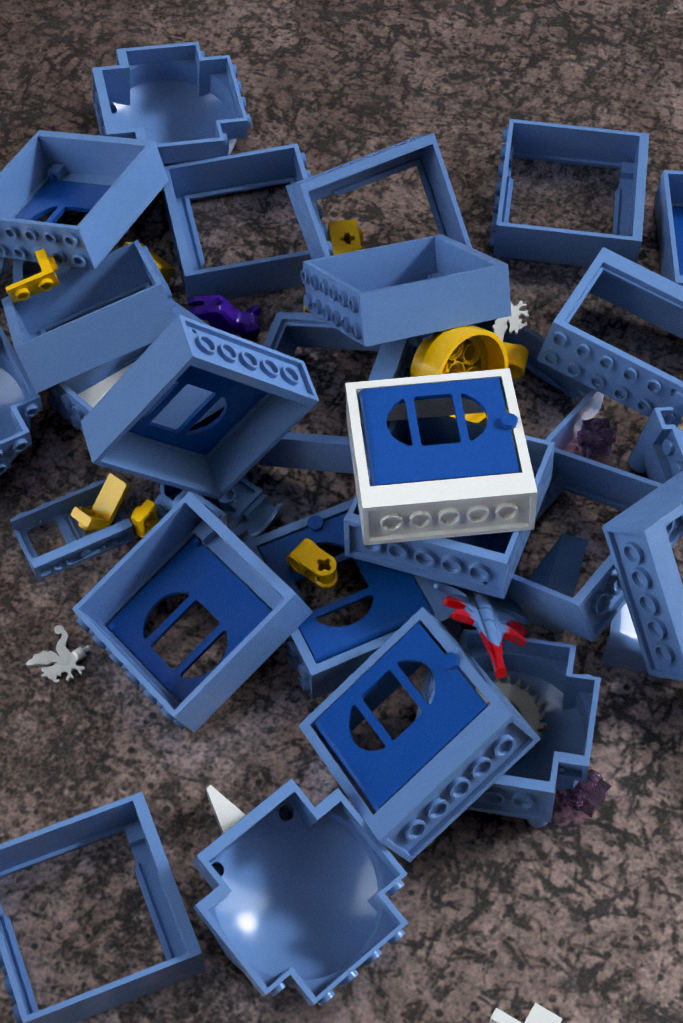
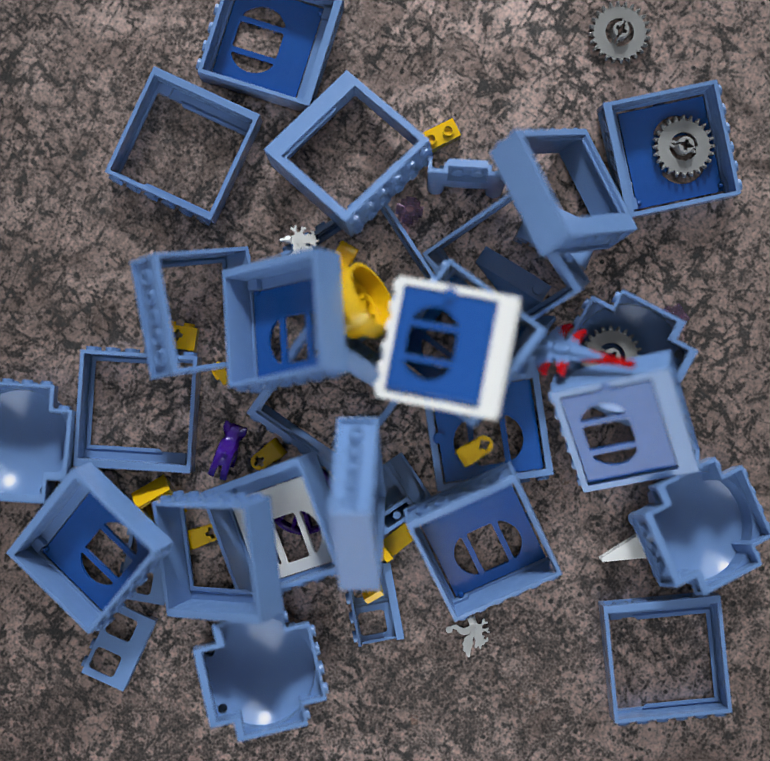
camera: 70 degrees left, 30 degrees up
(37, 283) = (162, 577): yellow bracket -> none

